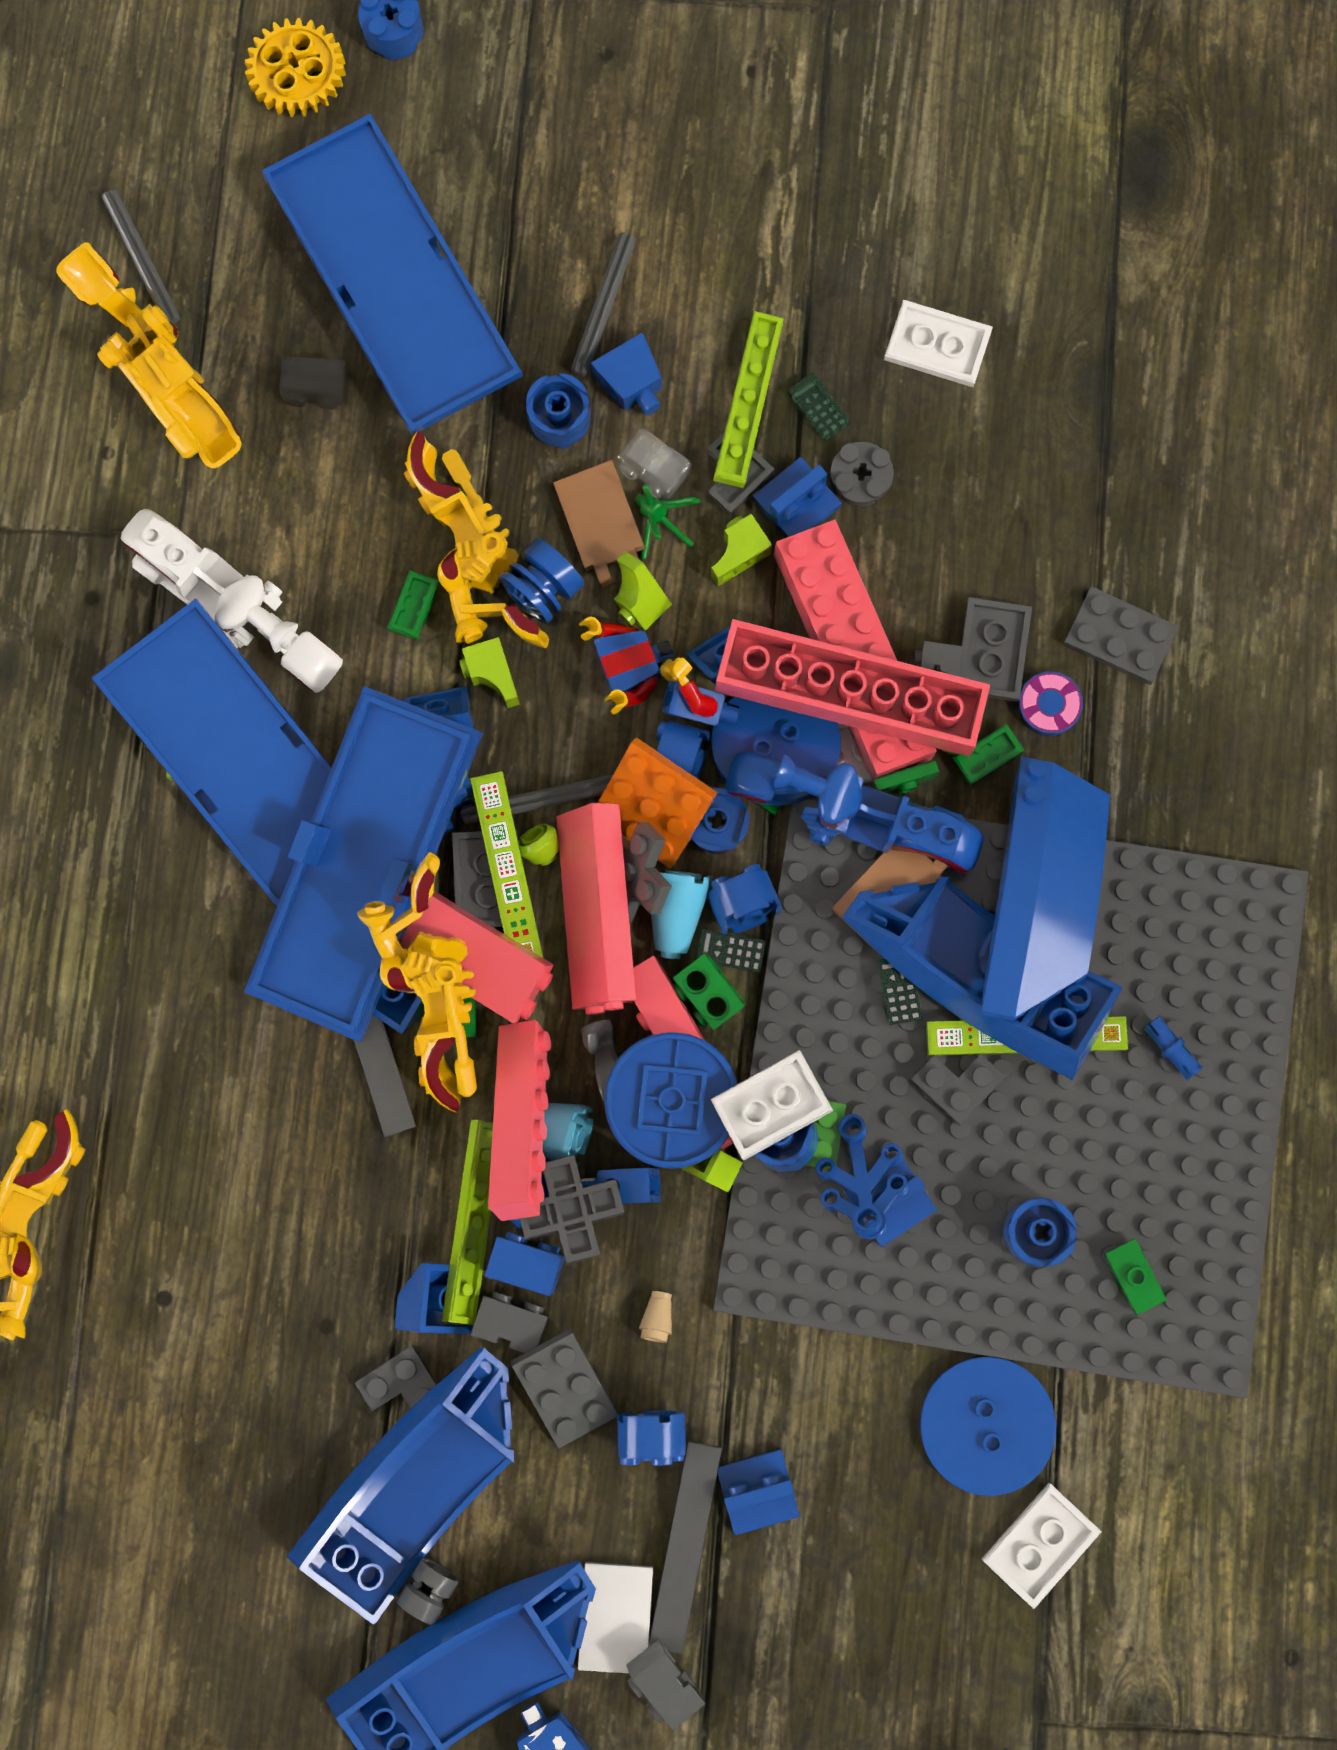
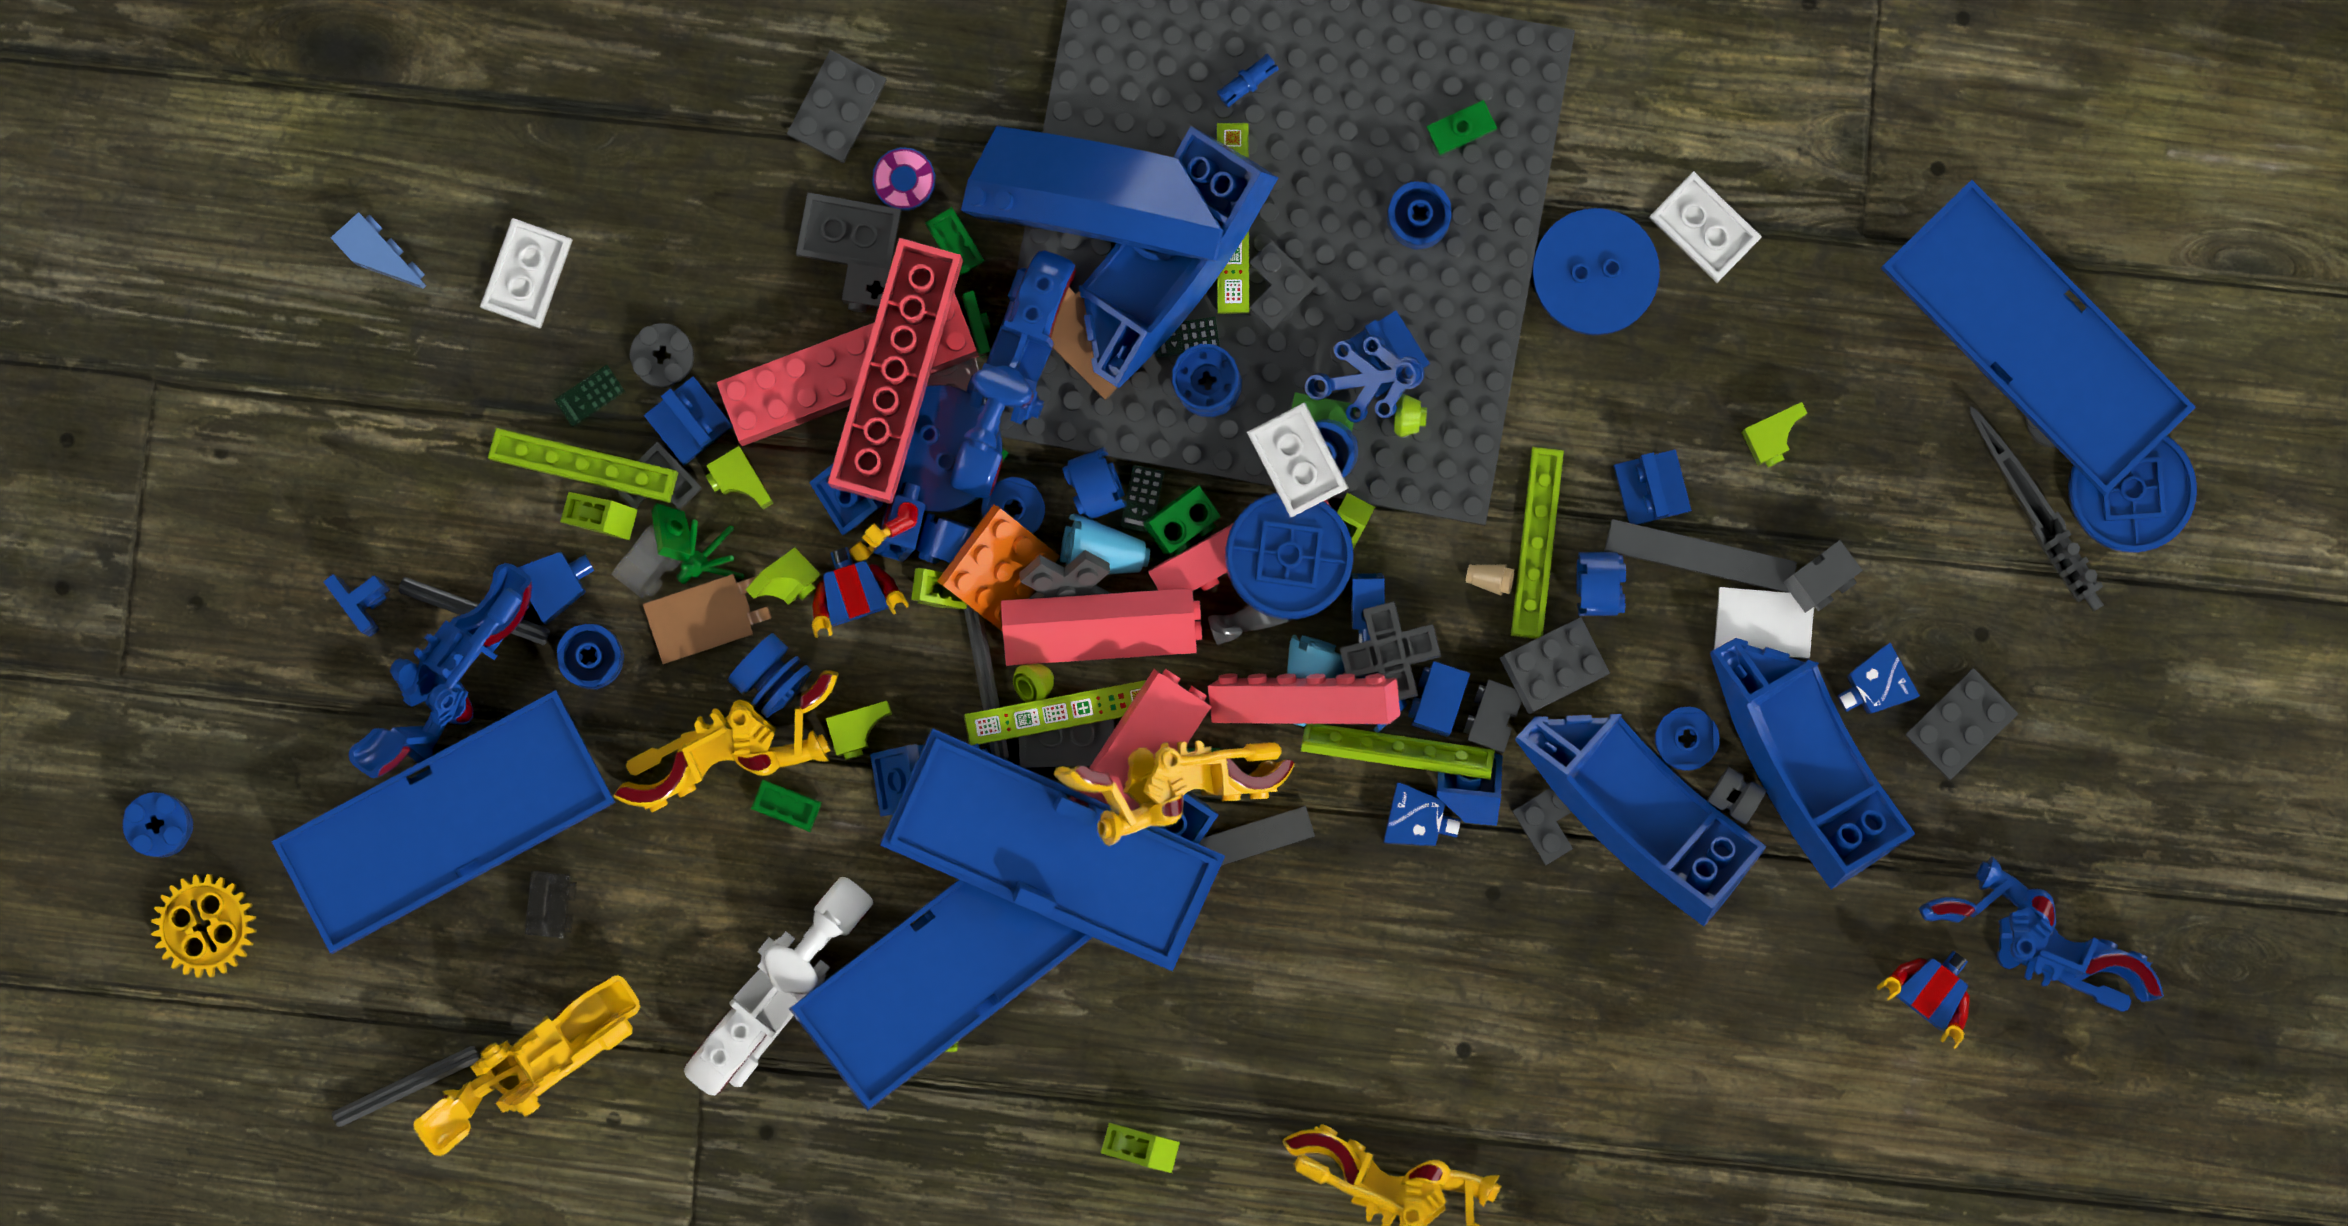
camera: 90 degrees left, 5 degrees up
(63, 964) = (1140, 1147): none -> lime arch
(401, 1244) = (1417, 819): none -> blue torso
(504, 1548) = (1699, 725): none -> blue plate
(532, 260) = (439, 672): none -> blue piece
(607, 190) = (355, 602): none -> blue bracket
(627, 728) = (930, 592): none -> lime arch
(682, 481) = (671, 532): none -> green plate
(696, 1367) = (1537, 543): none -> lime tile
(698, 417) = (599, 515): none -> lime arch
(815, 1623) = (1769, 437): none -> lime arch
(824, 1225) = (1409, 416): none -> lime cone
(867, 997) = (1192, 369): none -> blue wheel
(959, 189) = (367, 249): none -> medium blue slope

